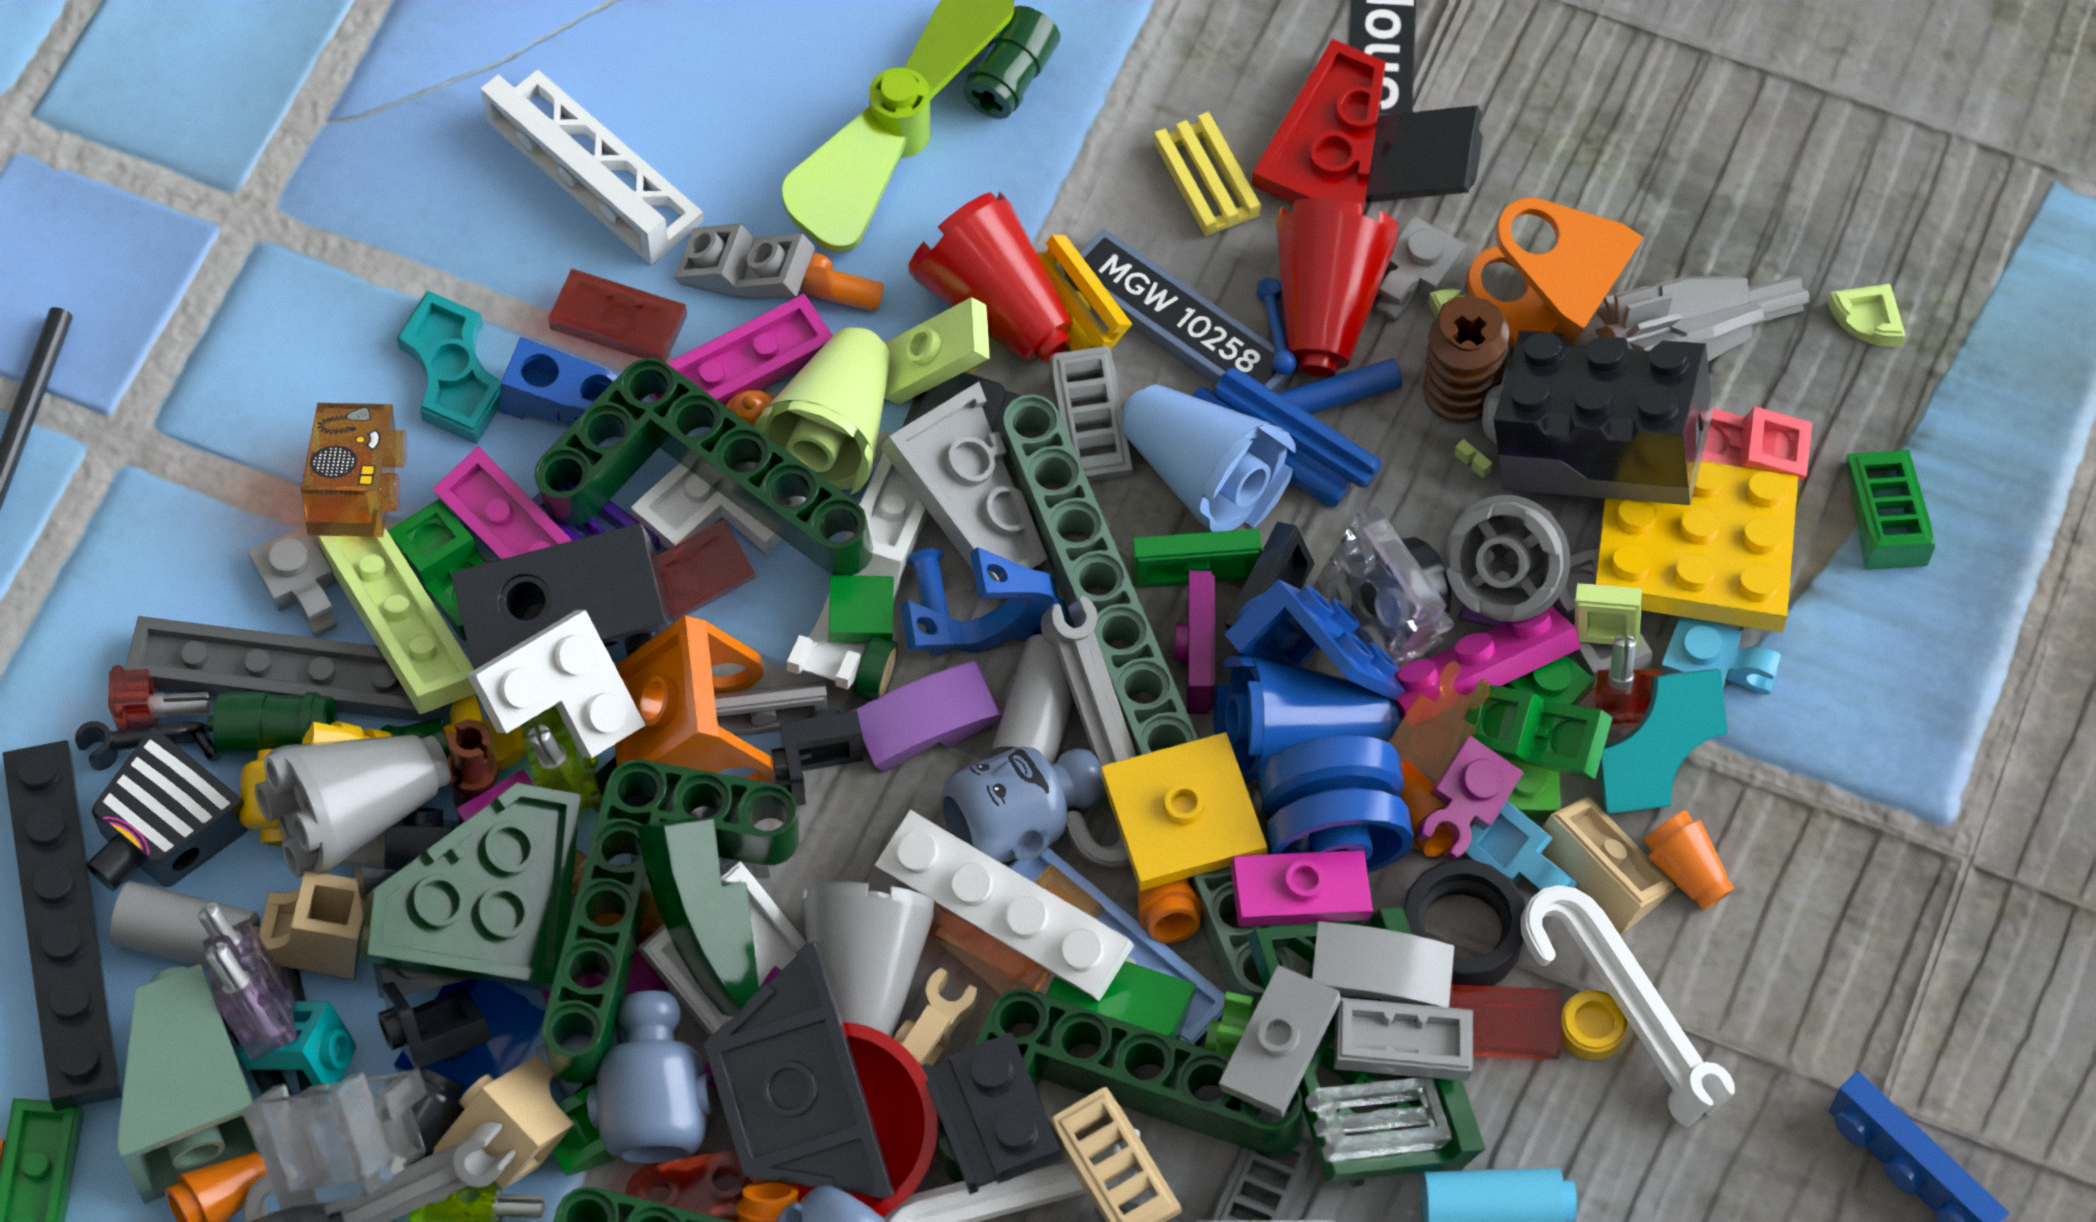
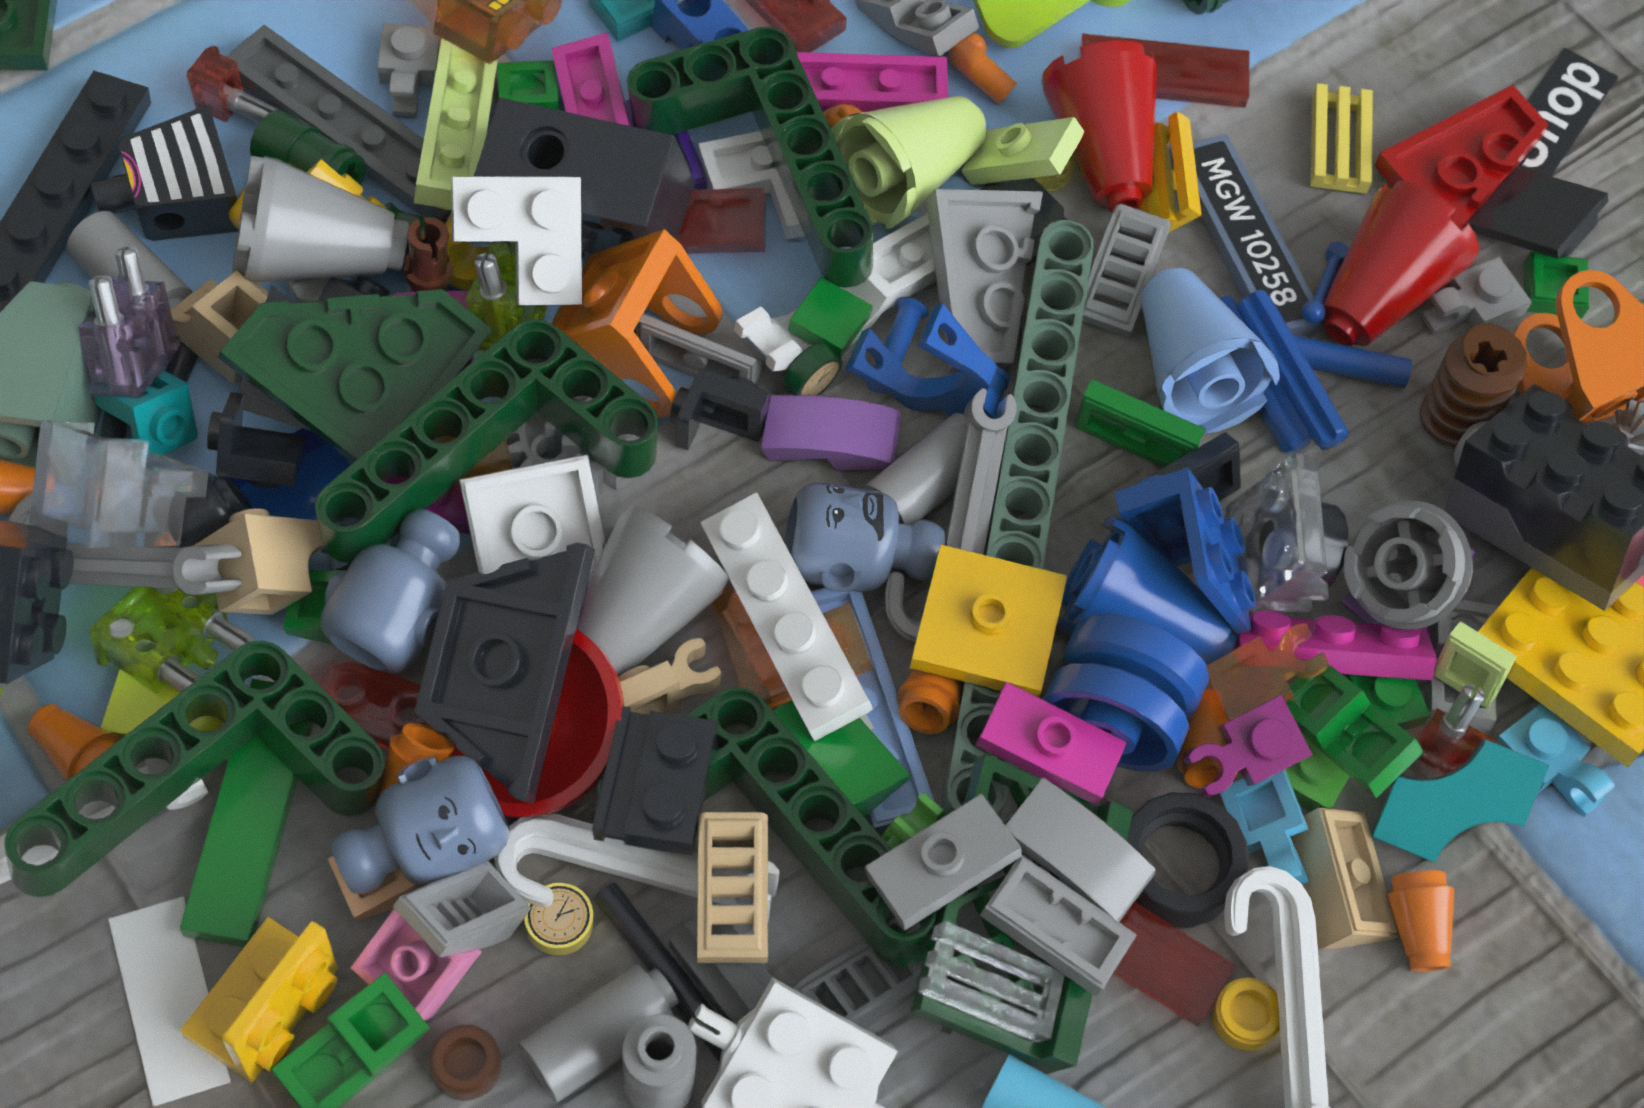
camera: 25 degrees right, 0 degrees up
(129, 738) = (172, 104): black piece -> none
(701, 913) = (519, 475): slope -> none
(1030, 181) = (1194, 71): none -> clear red tile
(1196, 642) = (1095, 495): magenta plate -> none
(1468, 454) = (1430, 471): yellowish green piece -> none
(1474, 214) = (1545, 277): none -> green tile

